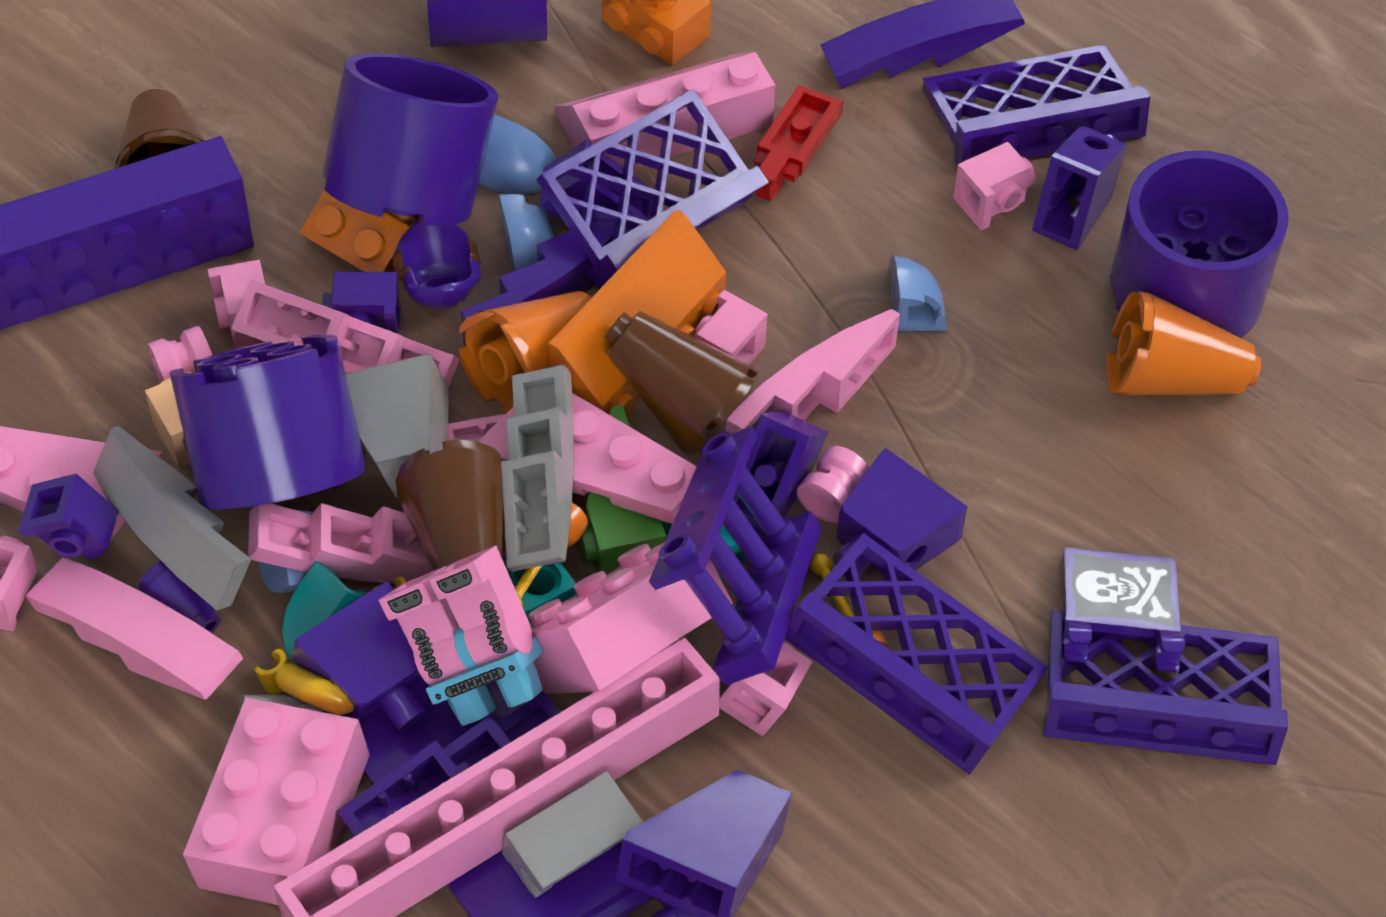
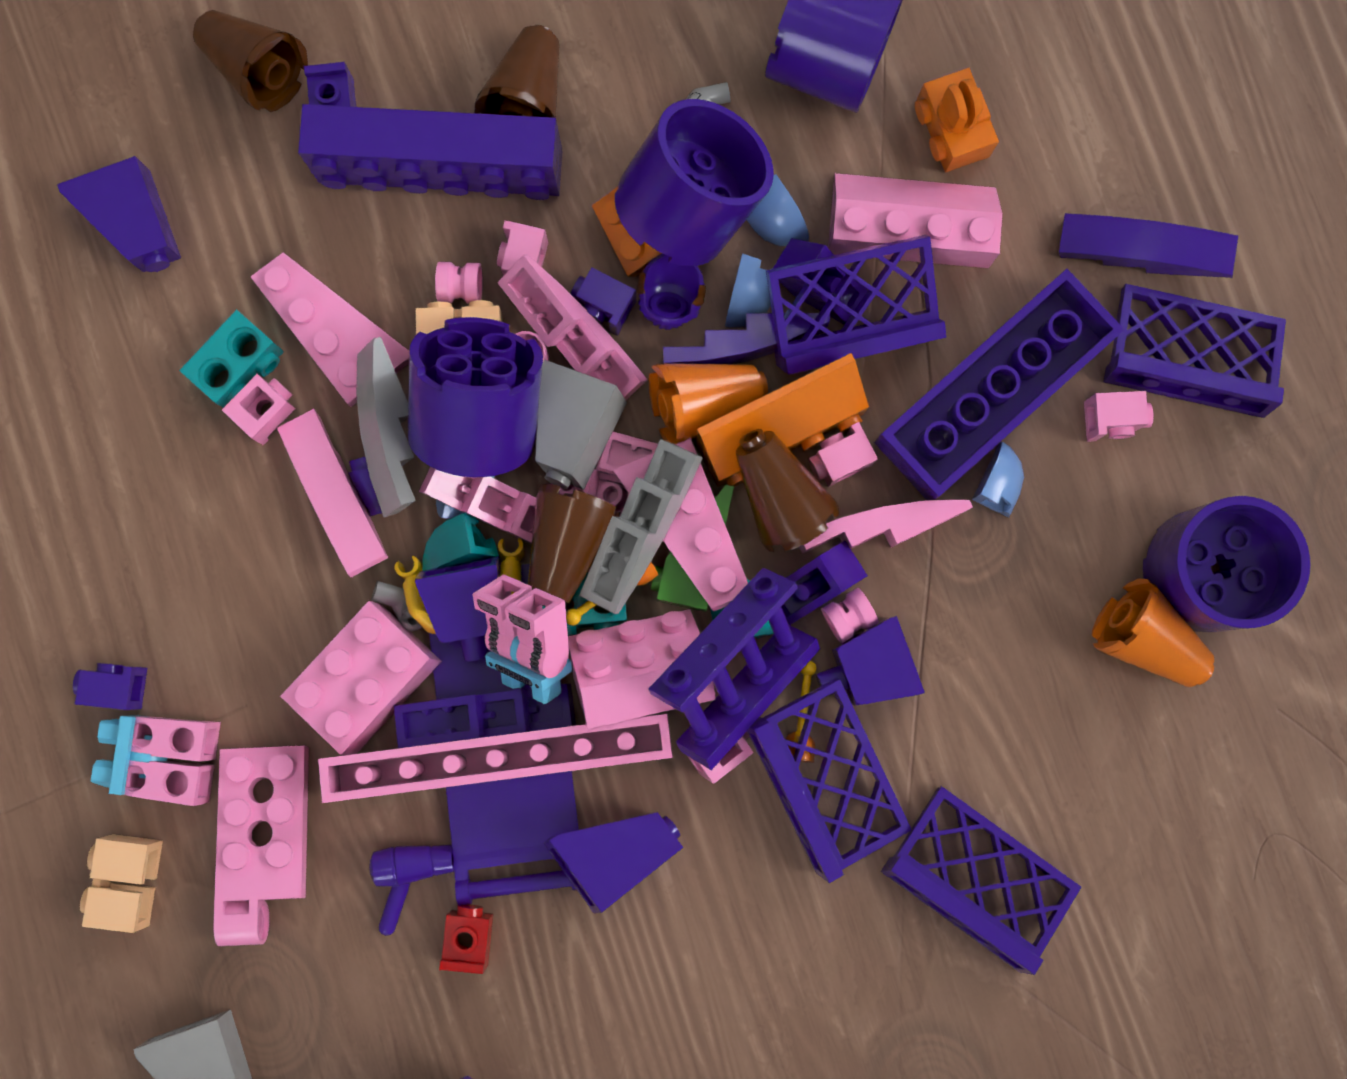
camera: 30 degrees right, 30 degrees up
(69, 517) = (316, 396): dark purple brick -> none
(569, 834) = (530, 803): light grey hinge -> none
(795, 137) = (995, 294): red hinge -> none
(850, 205) = (998, 385): none -> dark purple brick
(1083, 166) = (1187, 449): dark purple torso -> none
(1121, 597) = (993, 804): flag -> none

